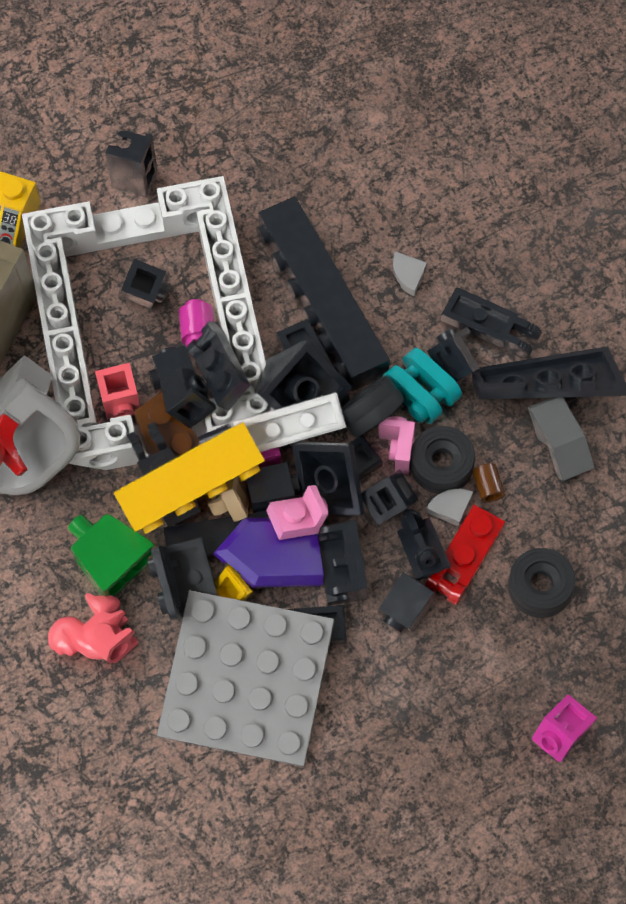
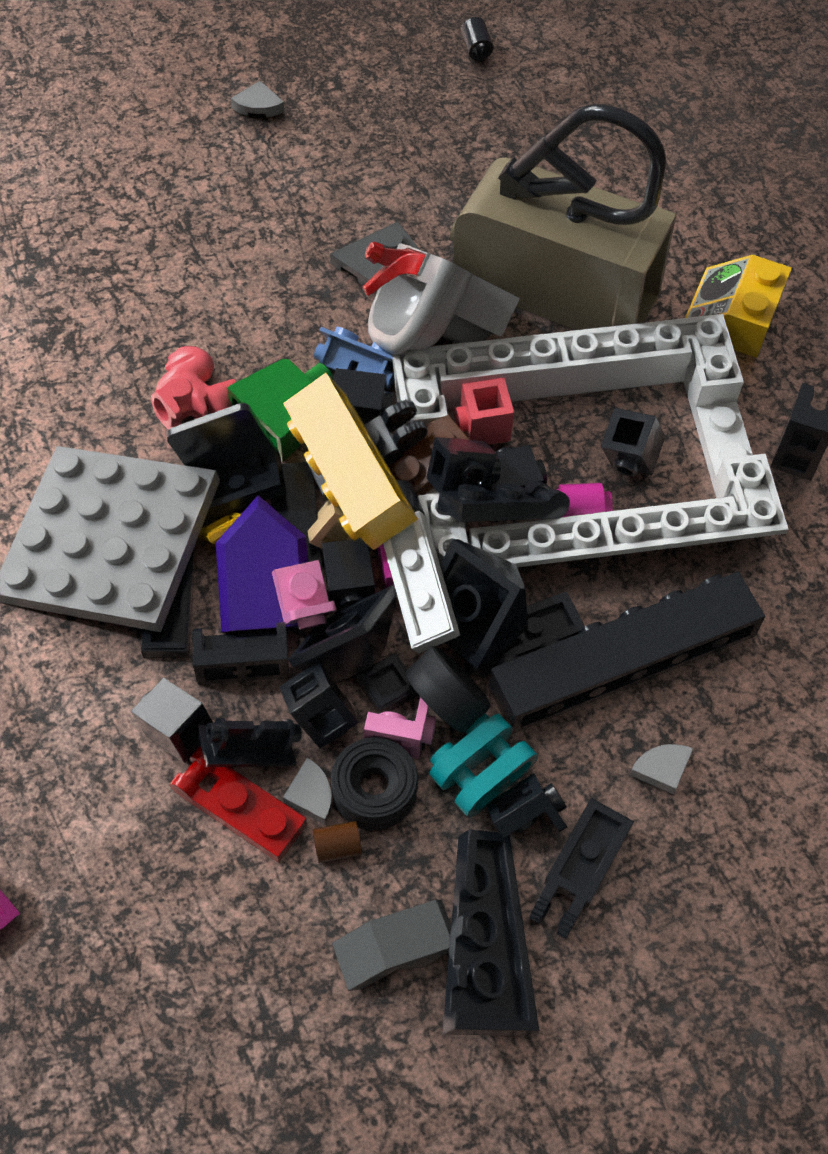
camera: 90 degrees right, 5 degrees down
(48, 511) = (344, 349): none -> medium blue hinge
(99, 490) = (365, 391): none -> black brick
(541, 562) = (166, 872): black tyre -> none

